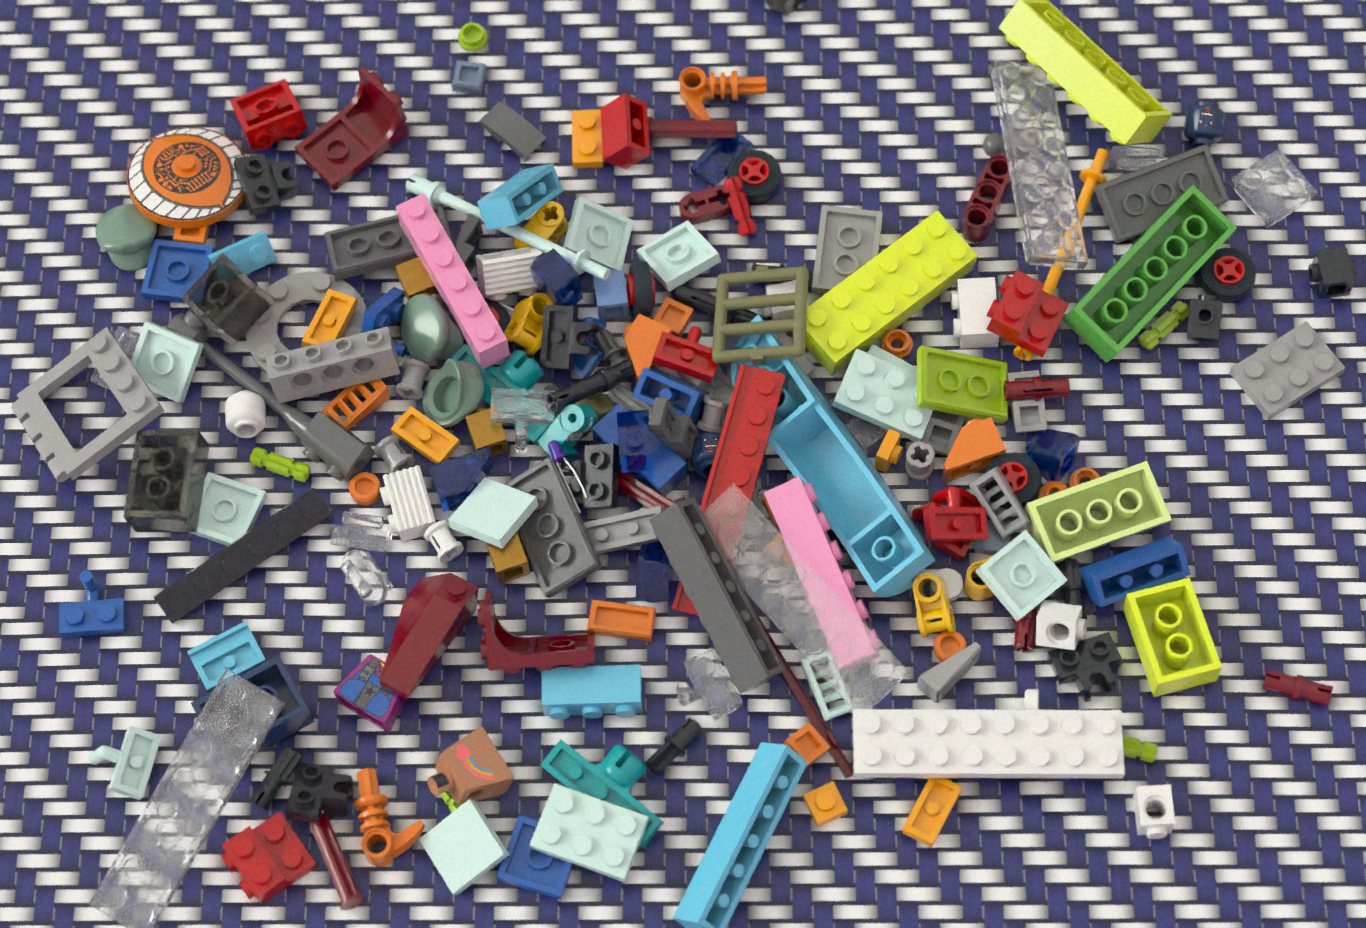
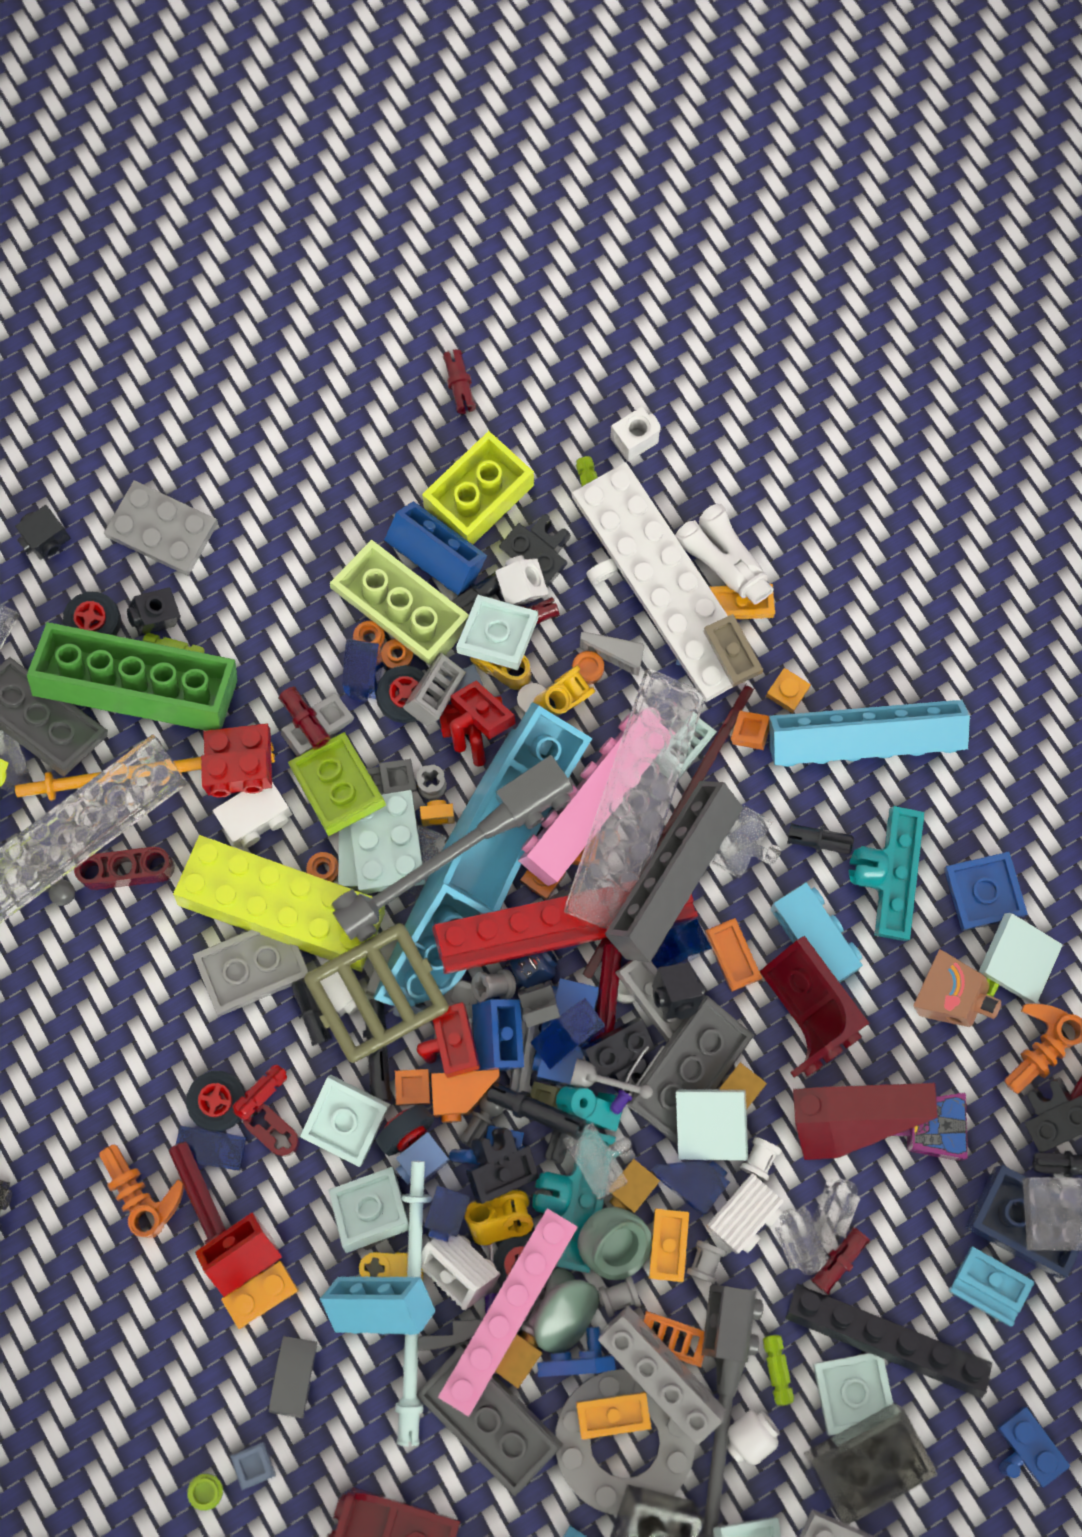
camera: 125 degrees left, 10 degrees up
(326, 556) = (840, 1260): none -> dark red pin
(365, 488) = (751, 1271): orange tile -> none
(589, 832) = (944, 857): light aqua plate -> none
(594, 433) = (586, 1074): none -> light grey hinge
(613, 537) = (677, 991): none -> black brick
(846, 491) = (520, 804): none -> dark grey bar
(880, 746) = (733, 650): none -> dark tan plate
(964, 814) = (735, 563): none -> white piece
(973, 449) = (392, 741): orange slope -> none

